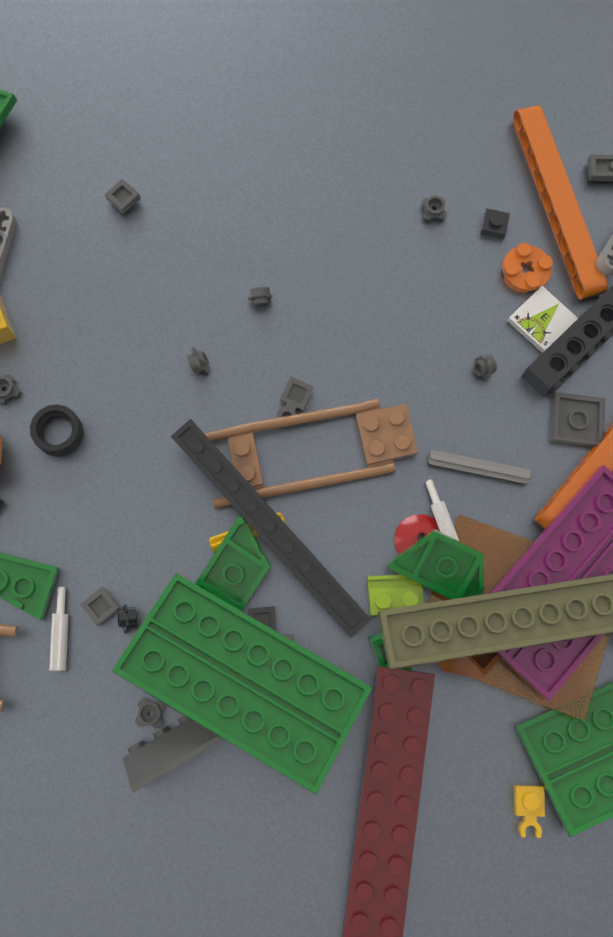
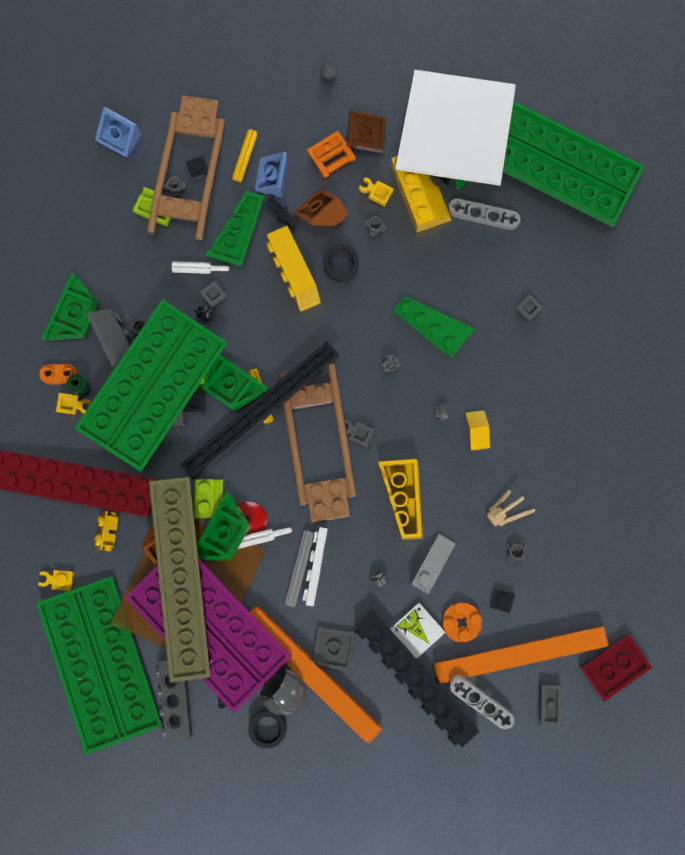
camera: 100 degrees right, 5 degrees up
(62, 492) = (293, 268): none -> yellow wedge
(127, 822) = (70, 316): none -> green wing
(146, 310) = (436, 327): none -> green wing
(223, 836) = (58, 373): none -> orange plate
(247, 794) = (79, 390): none -> dark green brick
(269, 813) = (69, 404): none -> yellow plate
(282, 253) = (478, 430): none -> yellow slope
(375, 334) = (404, 491): none -> yellow wedge
(391, 228) = (497, 516): none -> tan plant
(461, 302) = (433, 564): none -> light grey slope
(466, 741) = (106, 523): none -> yellow hinge
(467, 443) = (316, 558): none -> white plate
(562, 100) = (616, 668): none -> dark red plate

